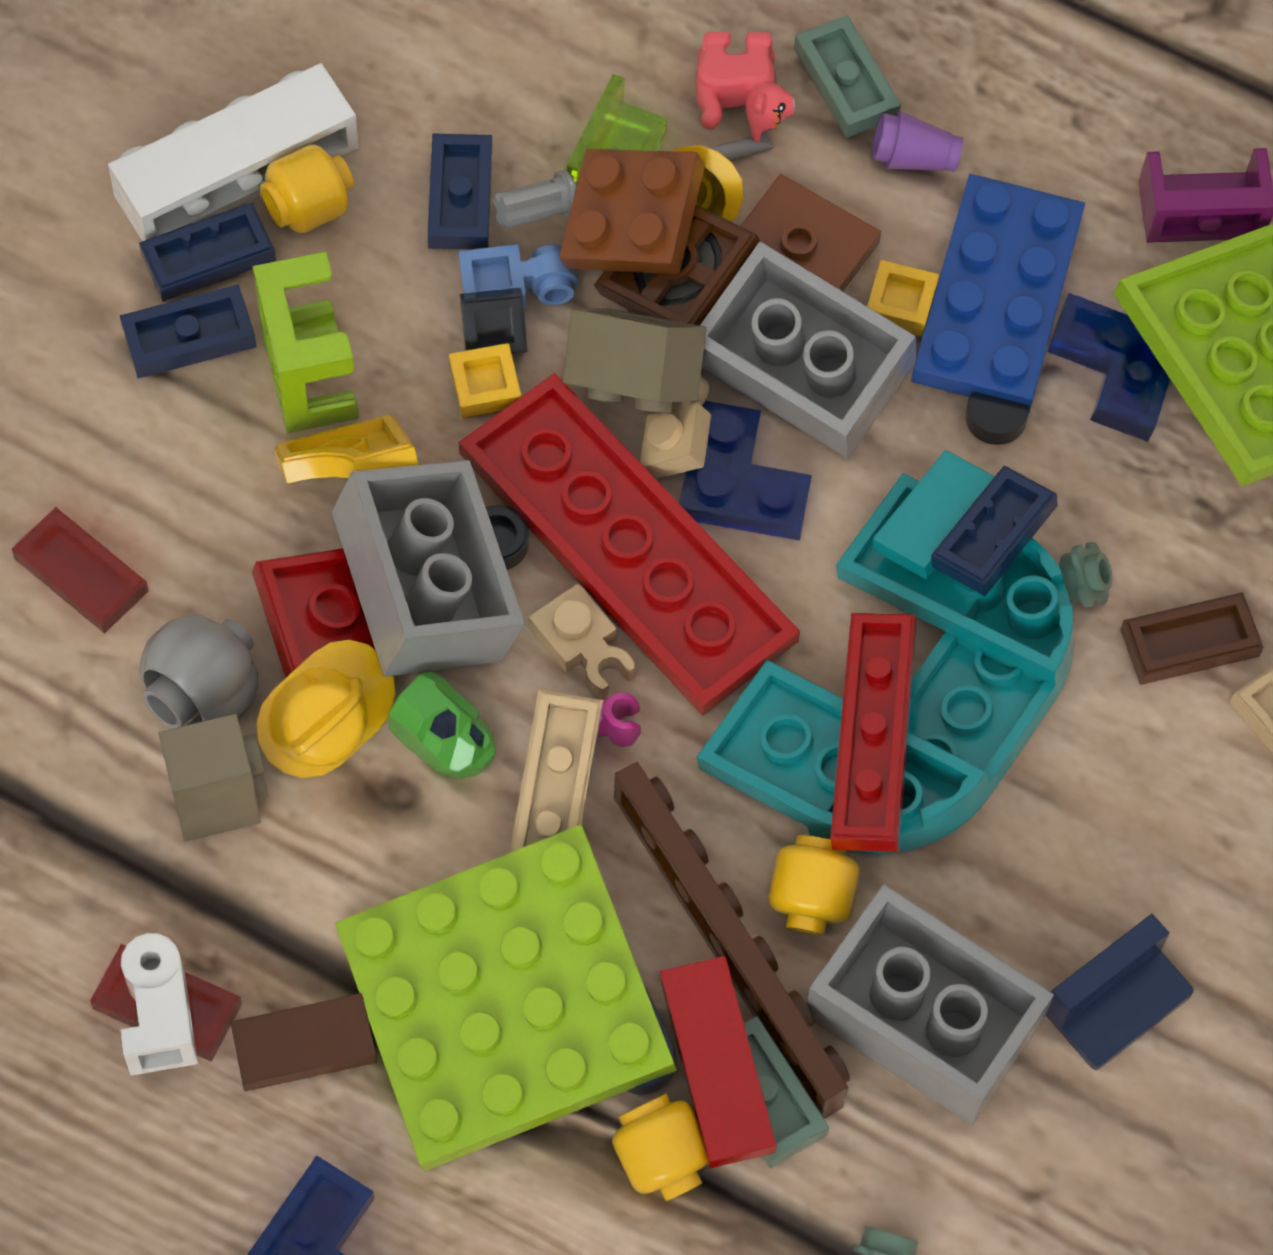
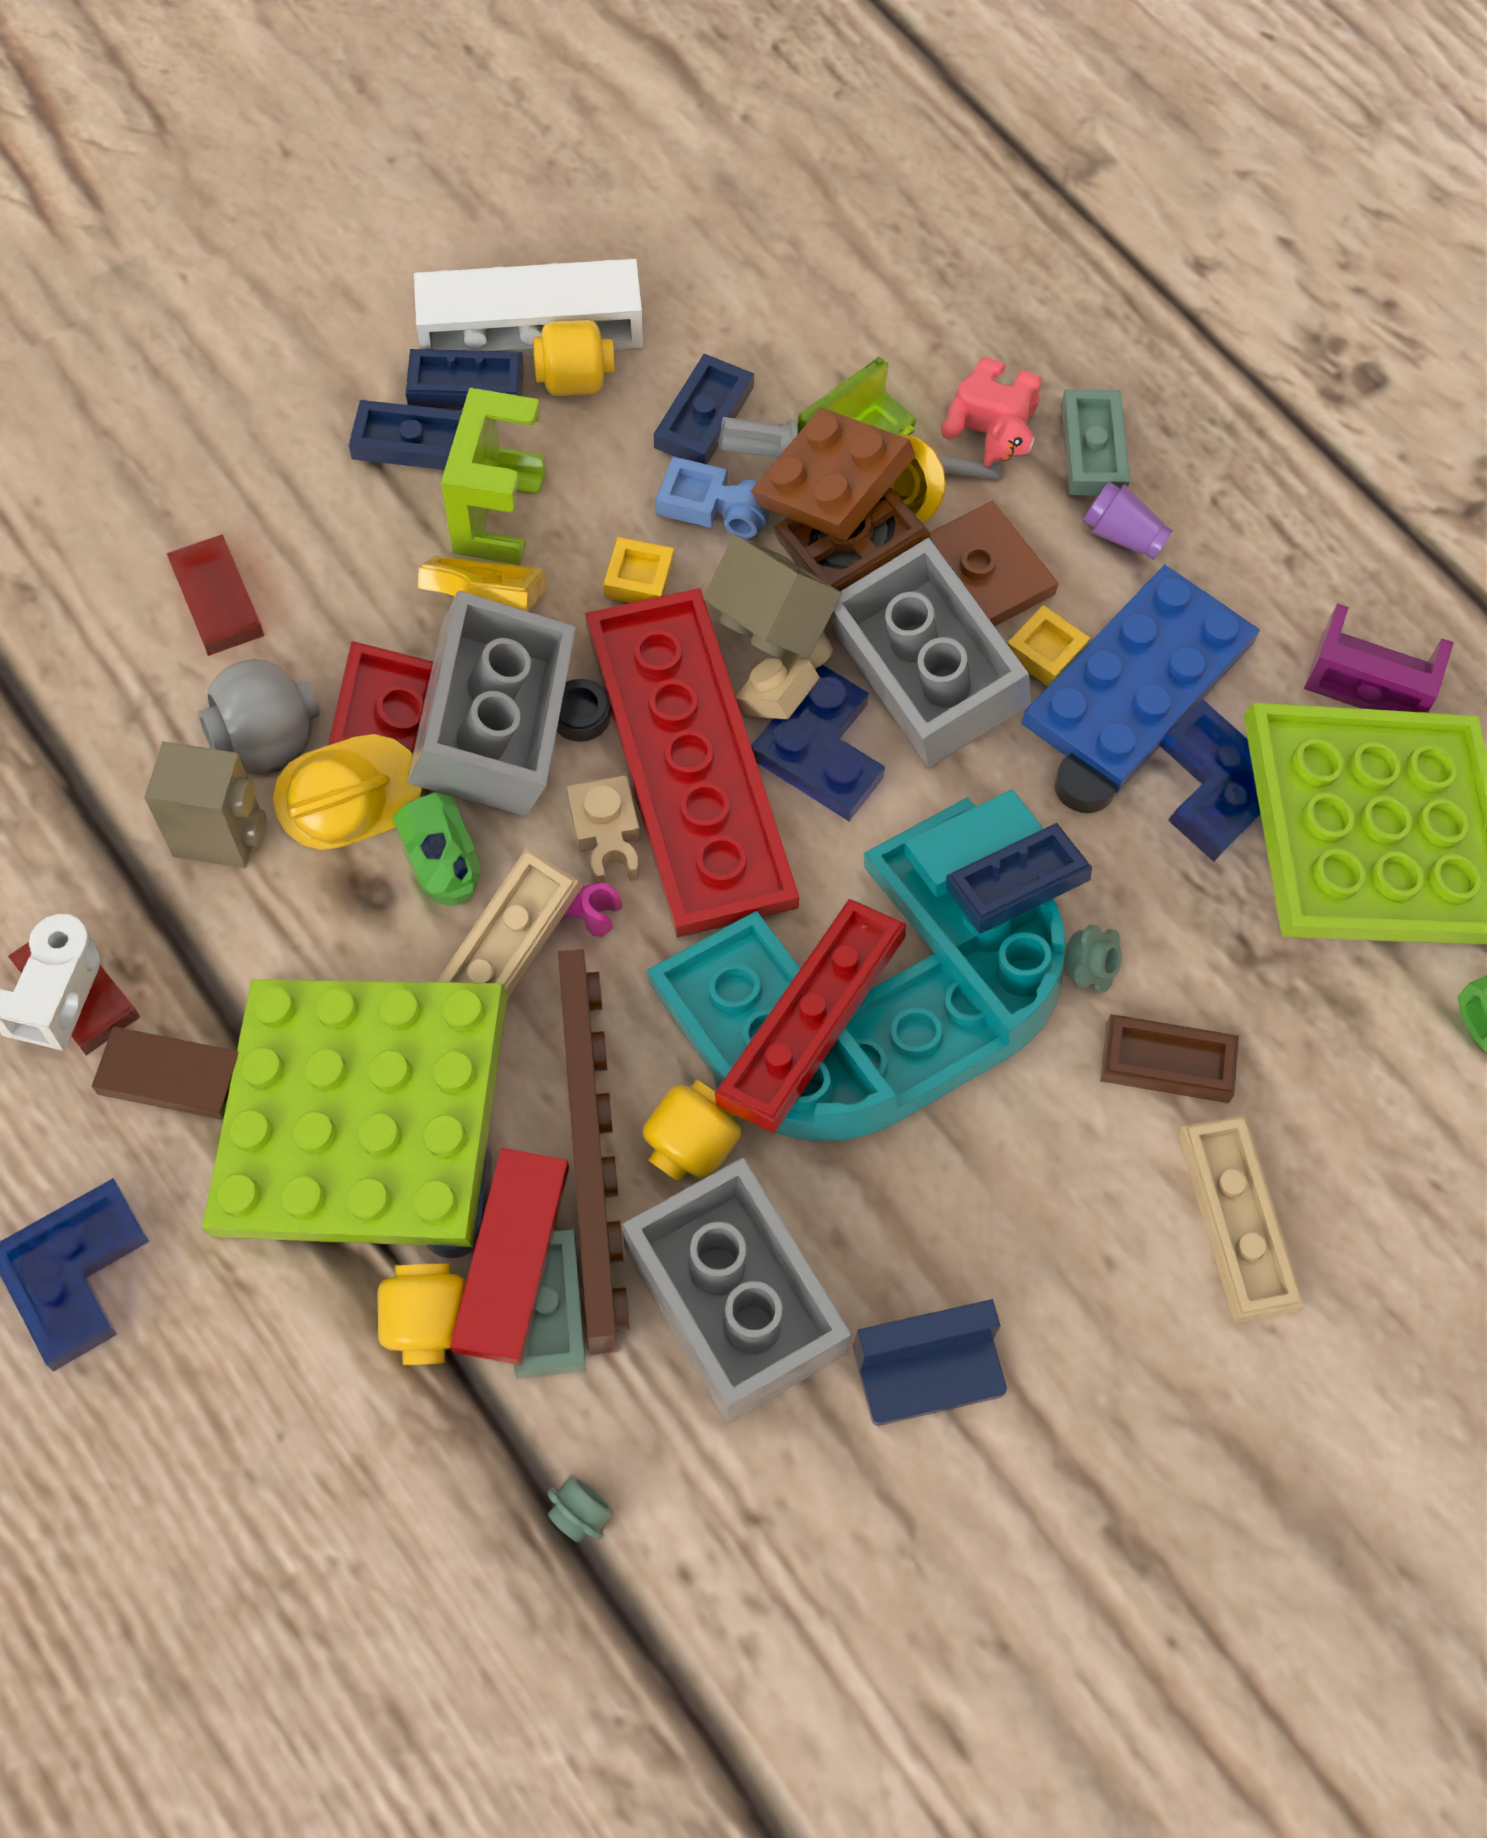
camera: 25 degrees right, 0 degrees up
(494, 319) = (673, 524): black tile -> none

